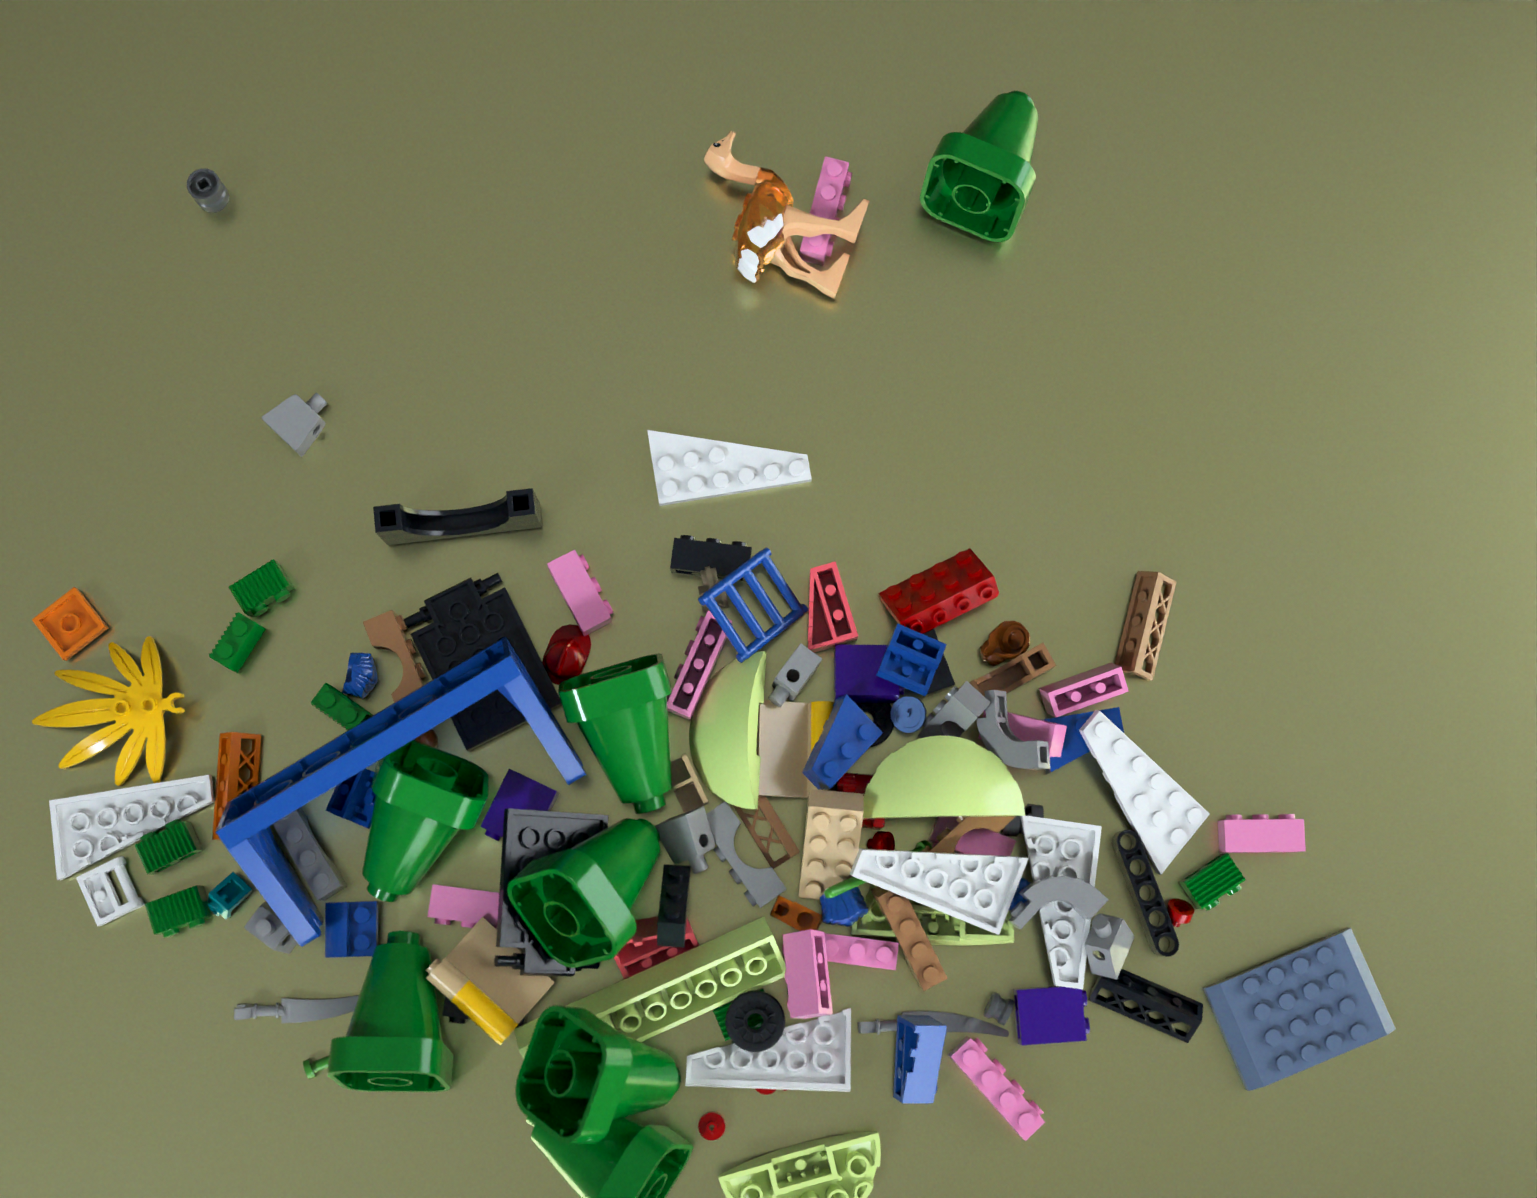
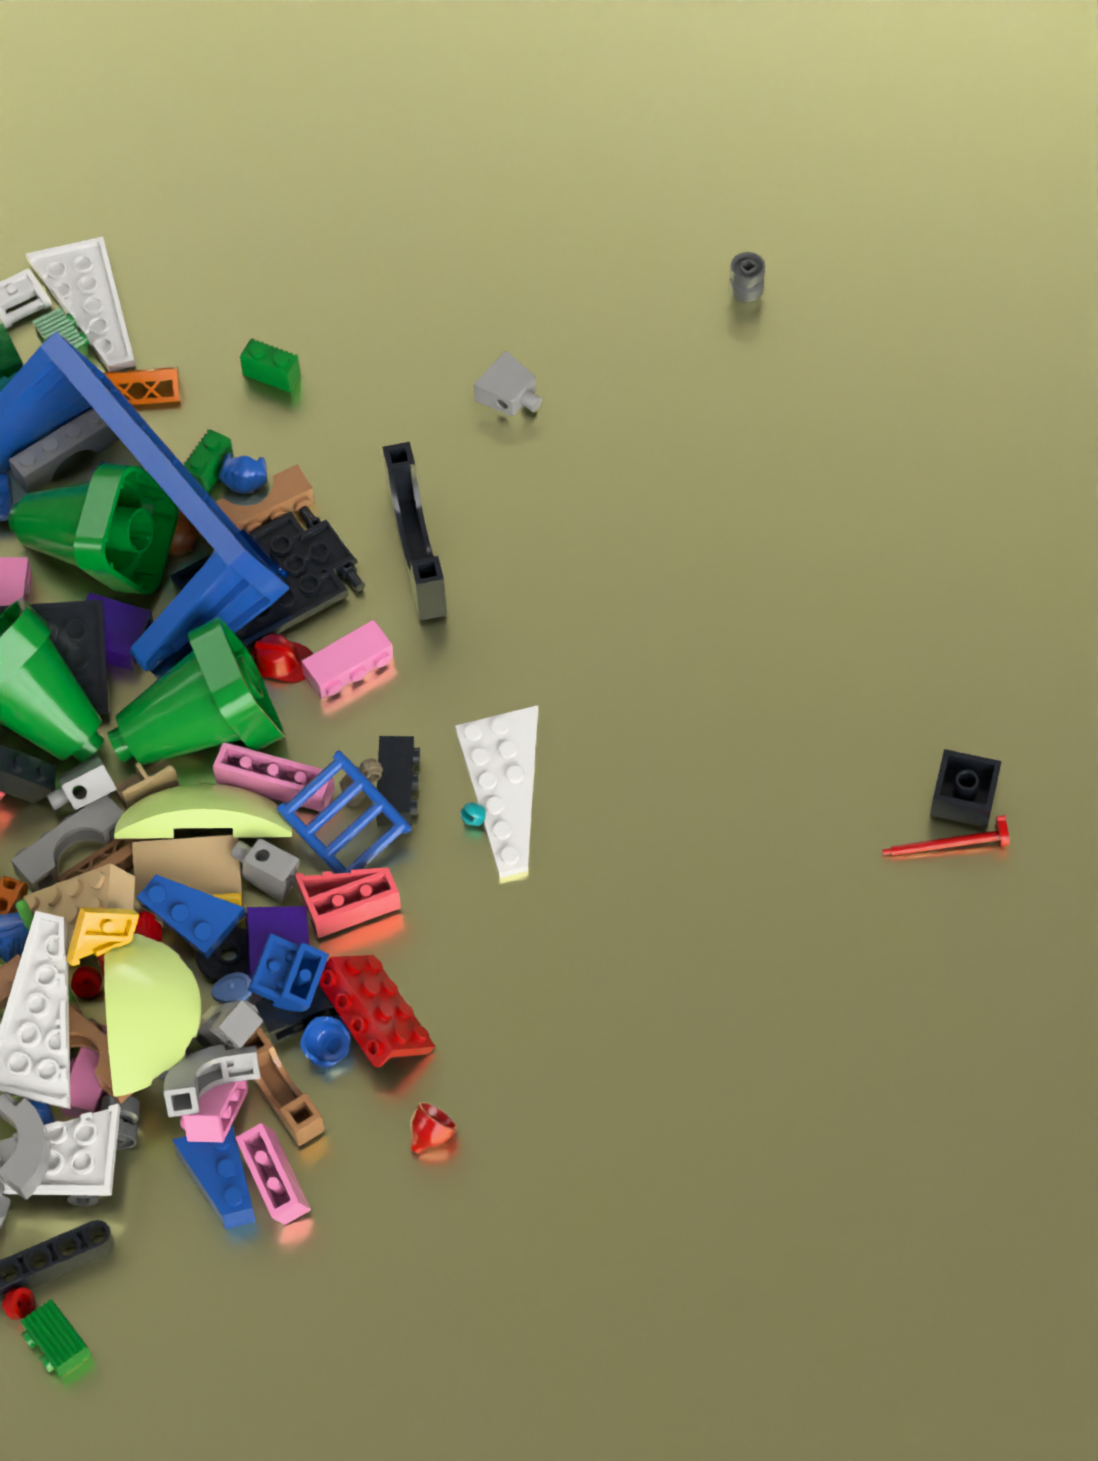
camera: 90 degrees right, 20 degrees down
(70, 624) = (280, 230): orange plate -> none
(133, 708) = (193, 285): yellow plant -> none
(262, 588) = (328, 379): green brick -> none
(465, 657) = (264, 553): none -> clear blue piece
(751, 495) = (473, 810): none -> teal hinge
(770, 219) = (781, 790): animal -> none
(777, 83) = (965, 788): none -> black brick
(820, 65) = (1000, 835): none -> piece
(826, 203) = (819, 853): bright pink brick -> none
(878, 816) = (99, 931): none -> yellow wing
(962, 637) = (326, 1041): none -> blue hair
(985, 173) = (899, 1007): green cone -> none
(1005, 642) = (324, 1088): dark orange hair -> none
(1049, 555) = (430, 1127): none -> helmet
(1142, 622) = (360, 1235): medium nougat fence -> none
(1147, 795) = (145, 1259): white wing -> none
(1261, 834) = (112, 1391): bright pink brick -> none

